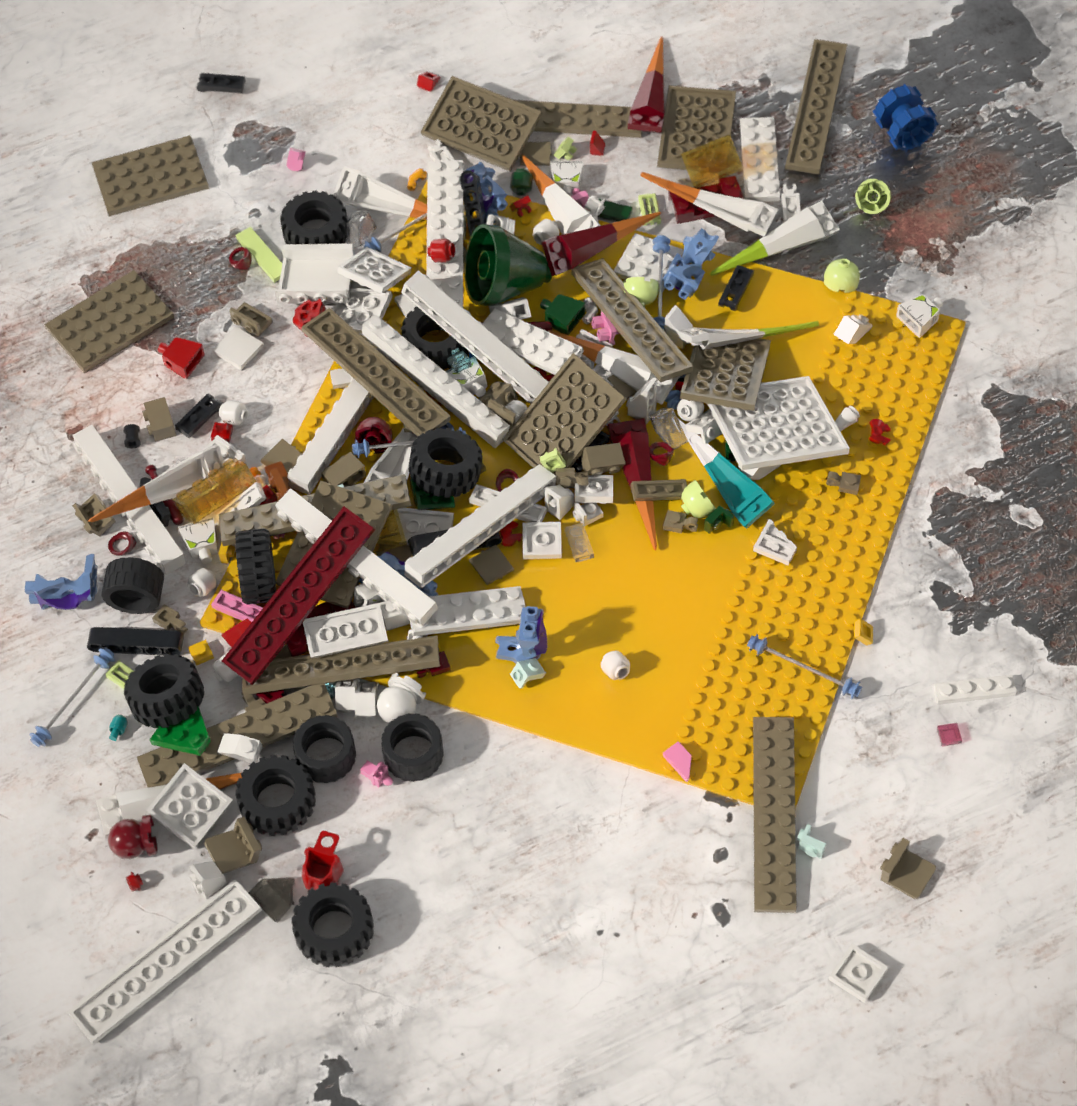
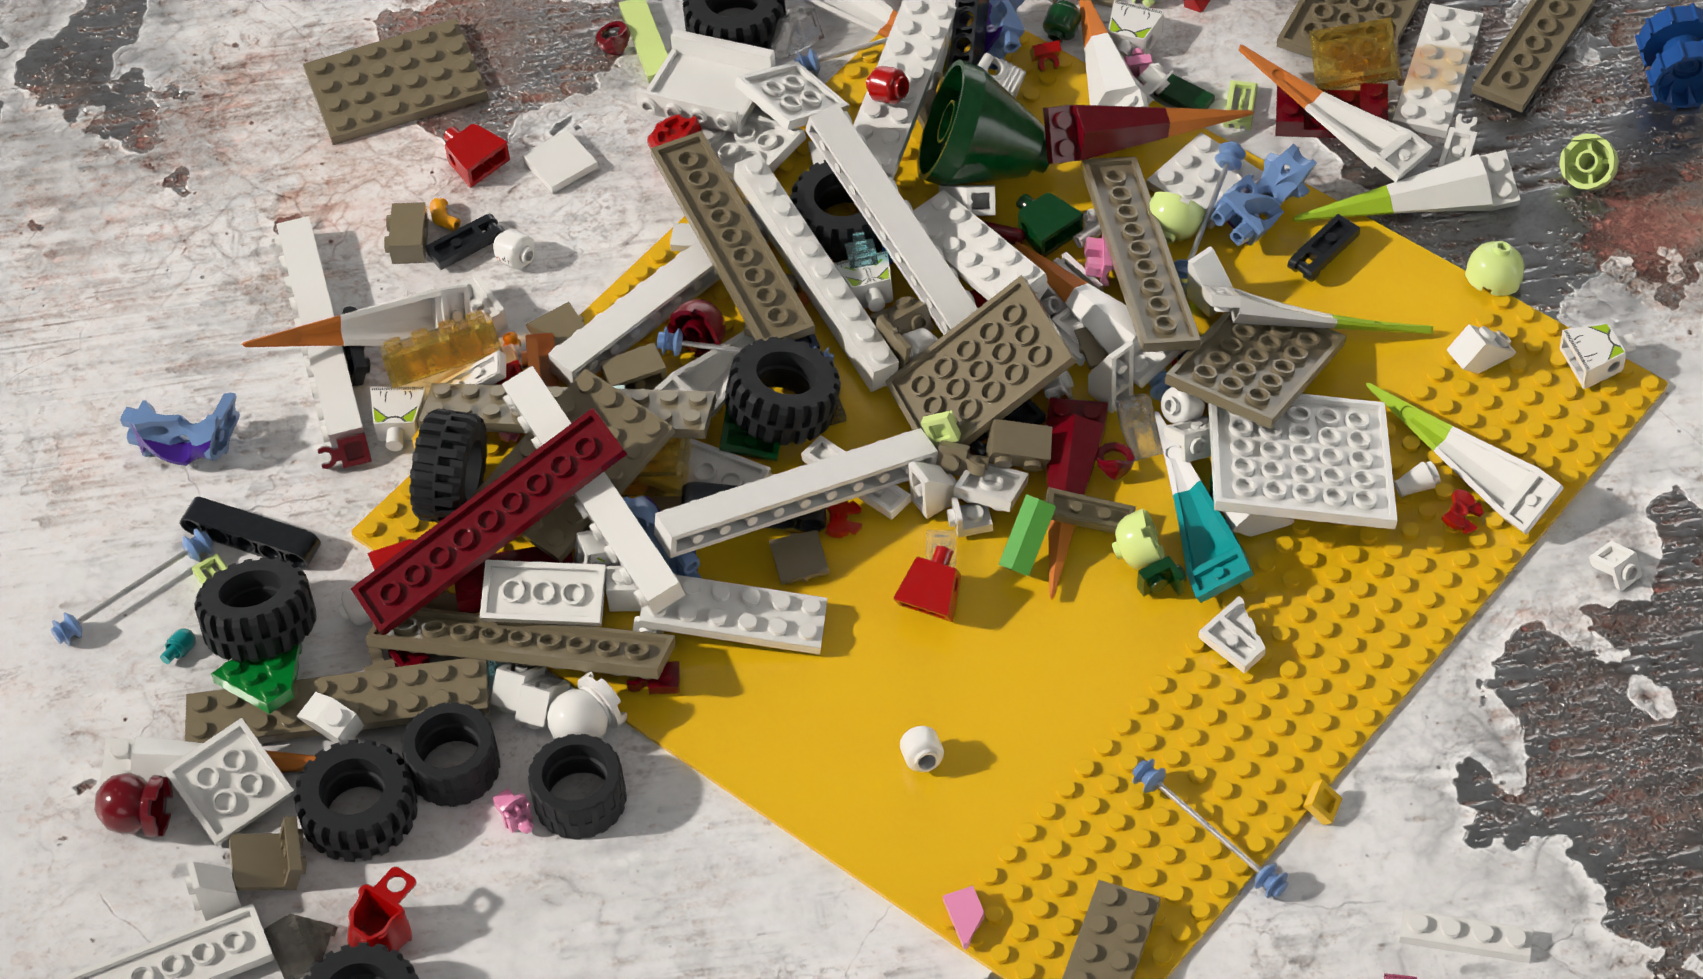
camera: 20 degrees right, 5 degrees down
(89, 509) = (262, 358): dark tan bracket -> none
(122, 535) = (300, 396): dark red piece -> none
(132, 438) = (361, 244): black bush -> none
(132, 585) = (271, 451): black tyre -> none
(134, 881) = (113, 867): red plate -> none
(168, 618) = (310, 513): dark tan plate -> none
(175, 403) = (441, 217): none -> light orange arm
(176, 515) = (377, 371): dark red piece -> none
(179, 571) = (351, 451): none -> dark red plate
(200, 652) = (336, 573): yellow plate -> none
(202, 582) = (375, 474): white head -> none
(223, 430) = (491, 272): red tile -> none
(235, 607) = (398, 514): bright pink tile -> none
(250, 318) = (592, 124): dark tan bracket -> none
(506, 473) = (868, 431): dark red piece -> none
(526, 671) = (788, 722): light aqua bracket -> none
(529, 640) = (800, 671): medium blue hips -> none
(542, 540) = (885, 540): white plate -> none
(545, 230) = (1067, 94): white head -> none
(583, 561) = (931, 586): none -> red torso
(630, 514) = (1027, 535): none -> bright green piece
(677, 522) = (1101, 565): dark tan plate -> none
(847, 482) = (1382, 575): dark tan plate -> none
(897, 407) = (1503, 481): none -> white plate
(978, 439) = (1618, 562): none -> white bracket

